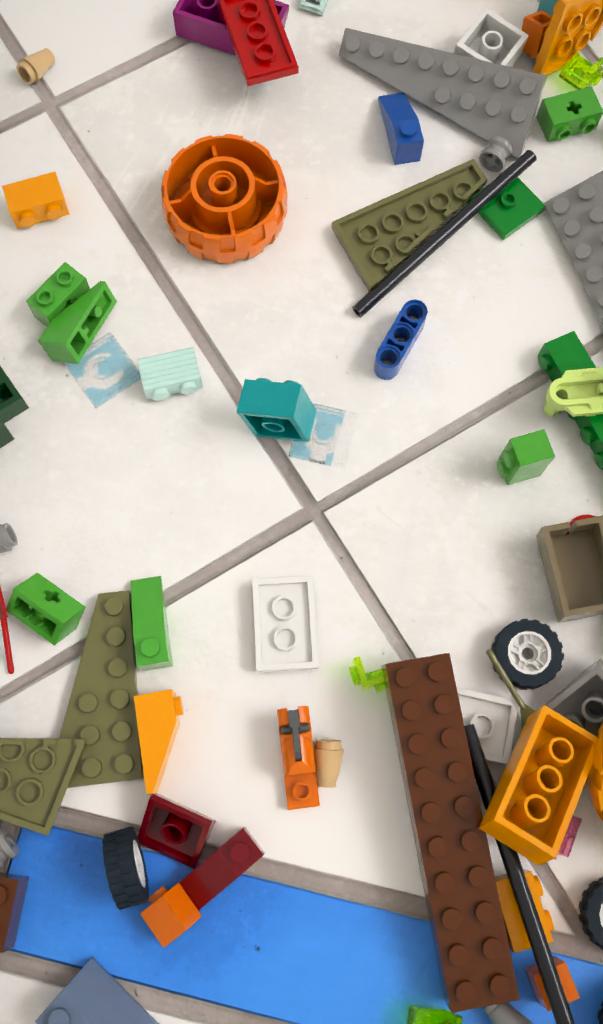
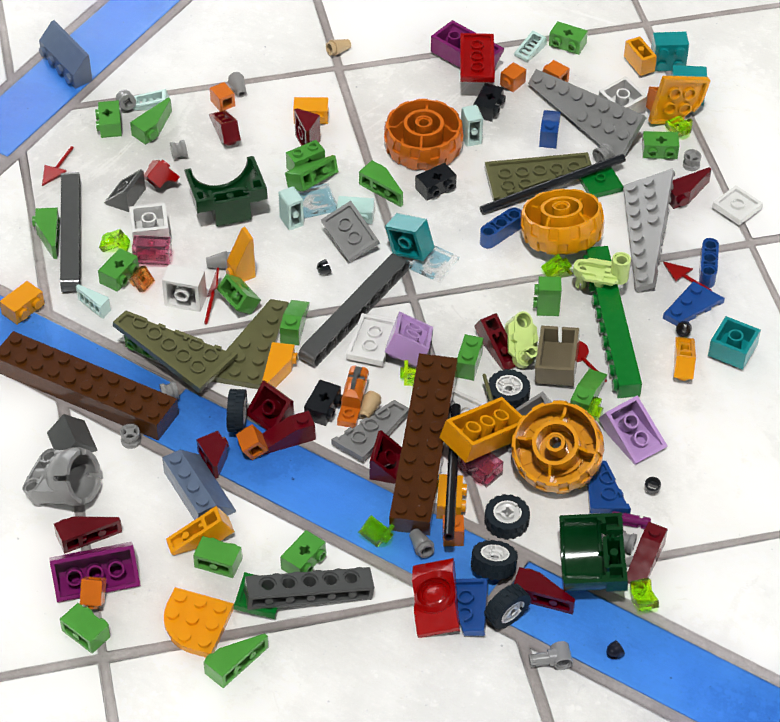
camera: 20 degrees right, 25 degrees down
(26, 543) = (241, 258): none -> light orange slope
(43, 241) = (306, 126): none -> dark red slope
(70, 407) = (291, 208): none -> light aqua brick
(115, 956) = (213, 451): none -> dark red slope
(162, 500) = (323, 267): none -> black hinge
(178, 423) = (350, 231): none -> light grey plate
(186, 304) = (379, 180): none -> bright green slope
(235, 576) = (349, 313): none -> dark grey beam
(244, 801) = (323, 402): none -> black brick
(272, 281) = (435, 181): none -> black brick
(293, 159) = (472, 125): none -> light aqua brick
(296, 107) = (490, 100): none -> black brick
(314, 50) = (513, 77): none -> orange brick
(345, 610) = (408, 339): none -> lavender slope
(347, 819) = (361, 439): none -> light grey wing
(375, 21) = (557, 70): none -> orange brick
(395, 870) = (384, 459): none -> dark red slope
(447, 612) = (469, 357): none -> bright green brick
(476, 566) = (495, 340): none -> dark red slope
(496, 309) = (562, 221): none -> light orange wheel
(508, 389) = (557, 266): none -> clear neon green bracket
(515, 554) = (522, 339): none -> yellowish green piece

